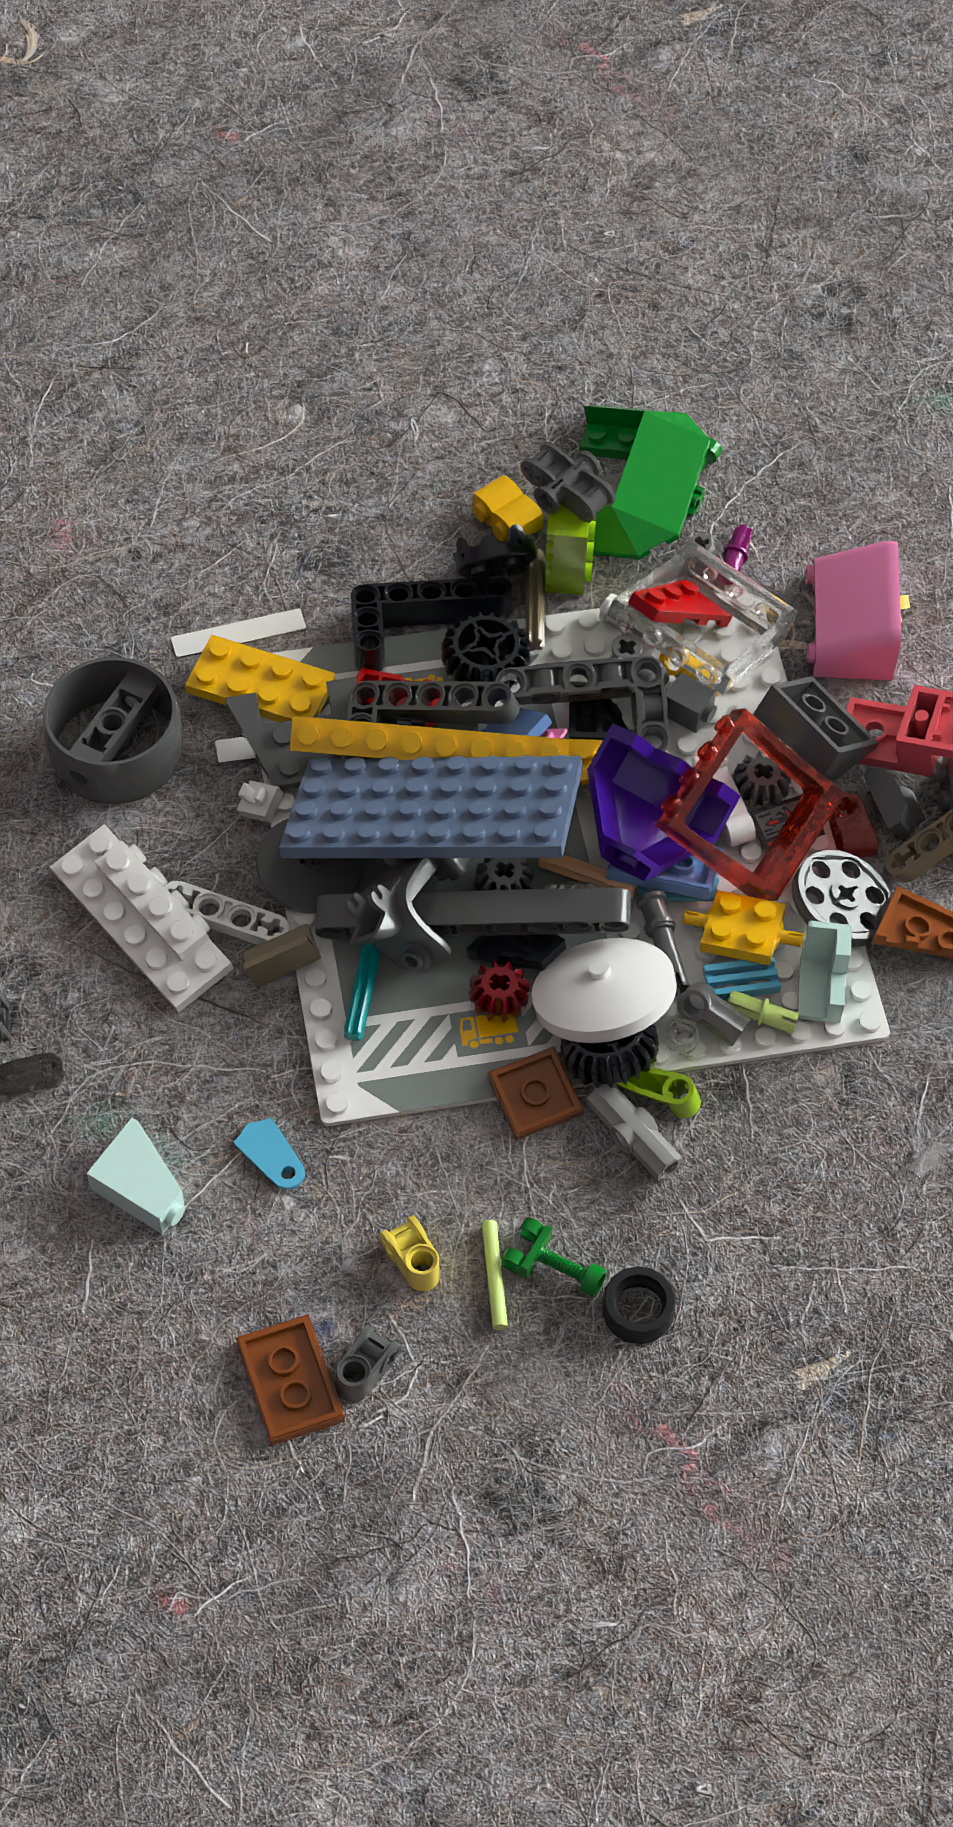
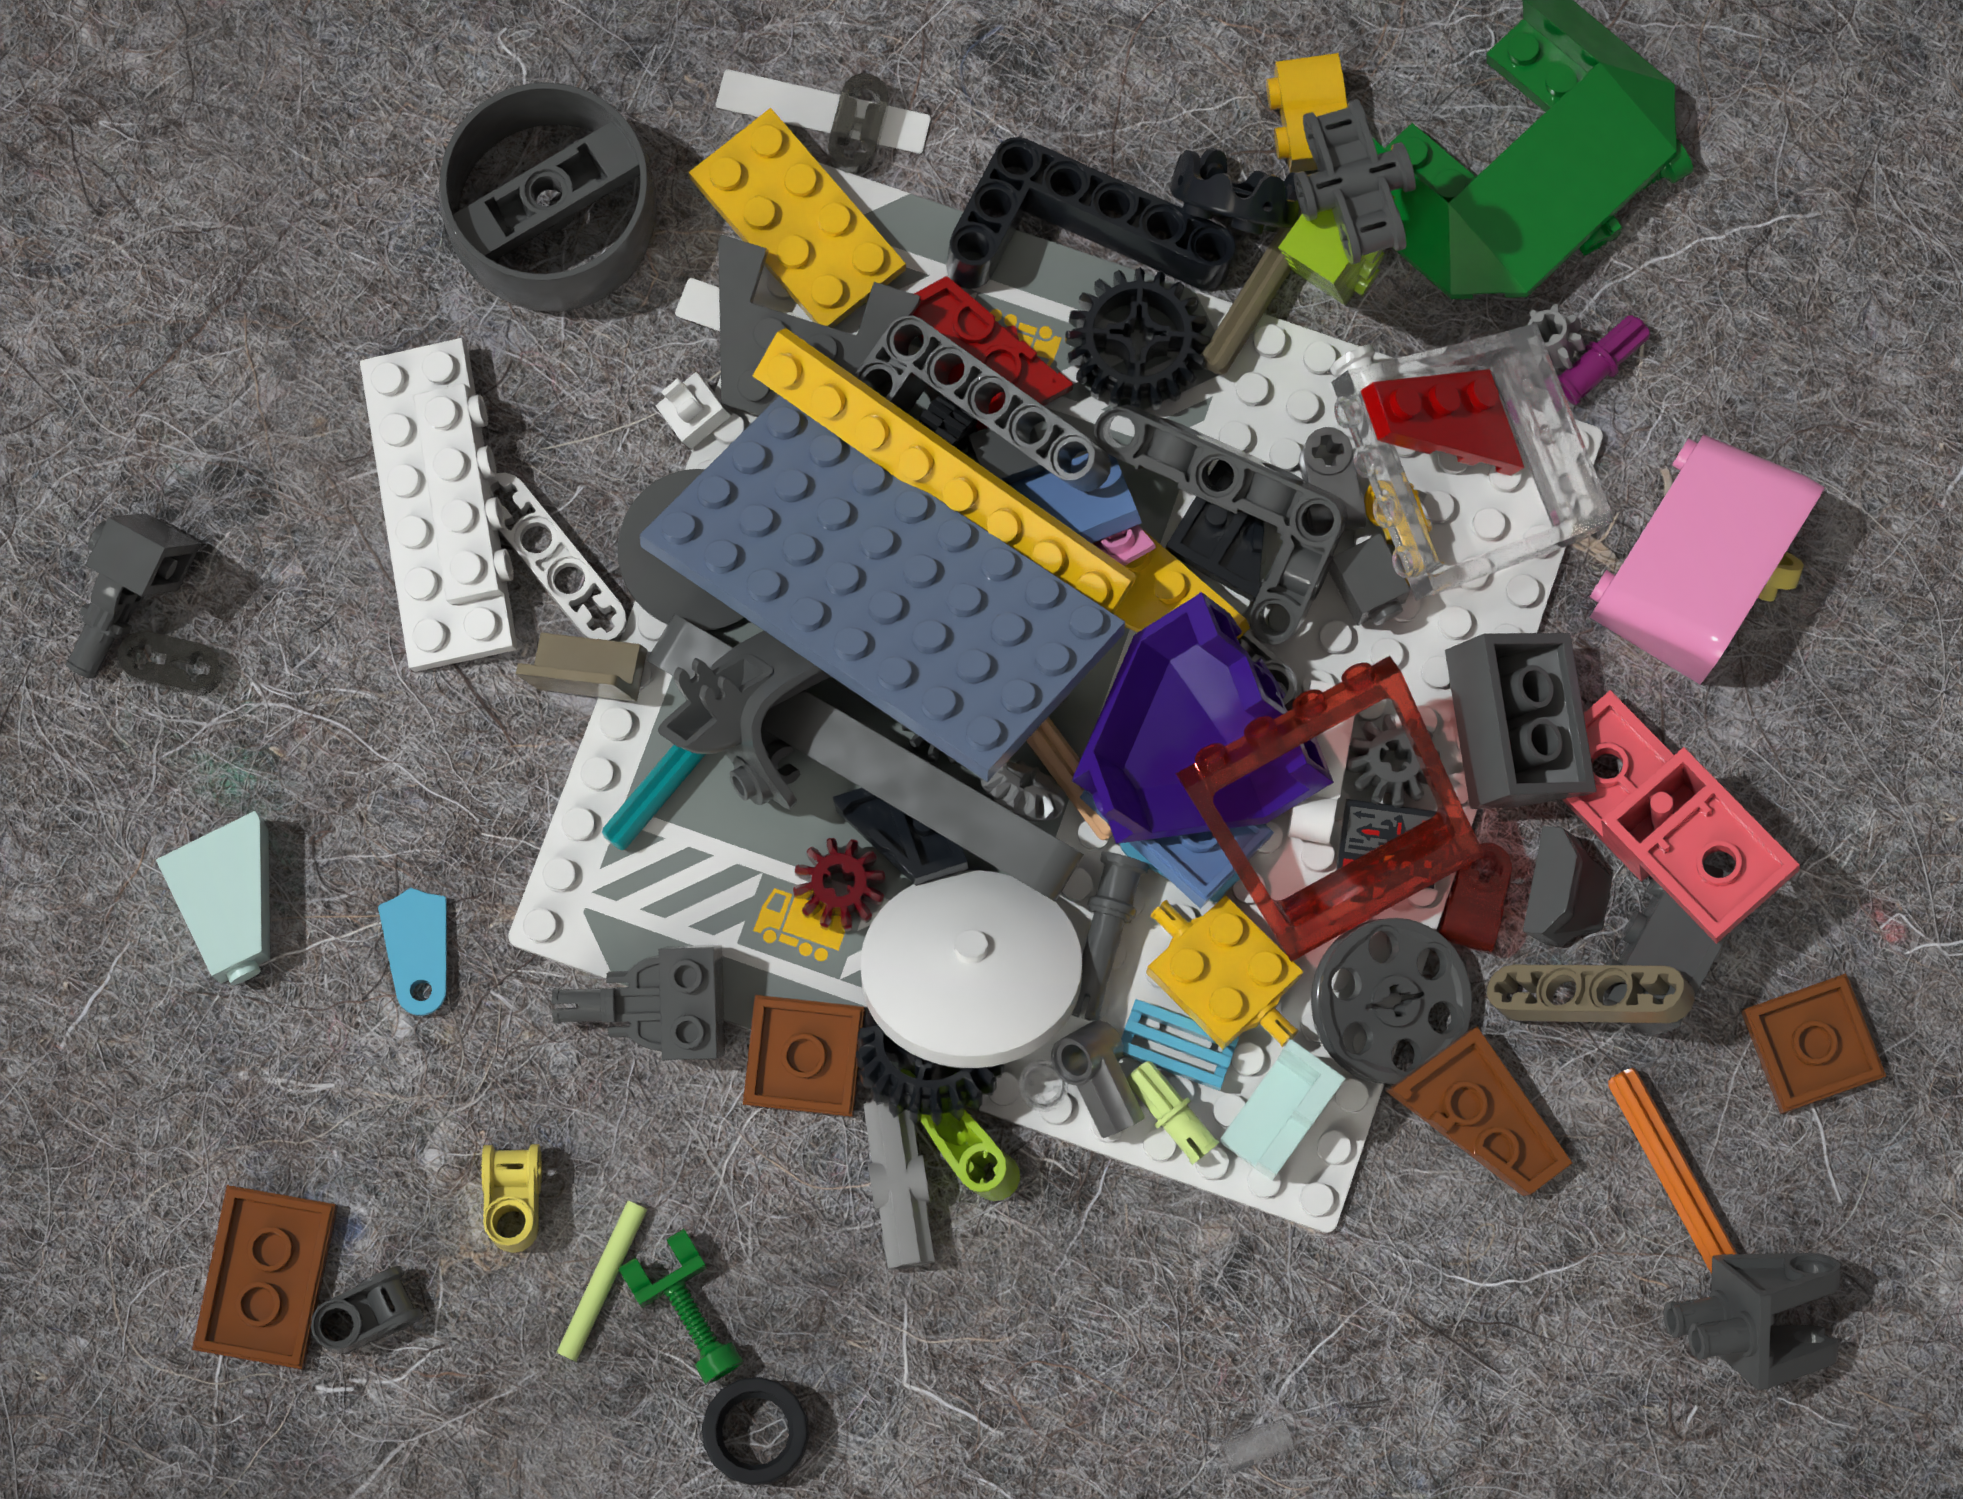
camera: 30 degrees right, 20 degrees up
(270, 624) = (847, 121): none -> clear smoke beam
(436, 1101) = (670, 1003): none -> dark grey brick

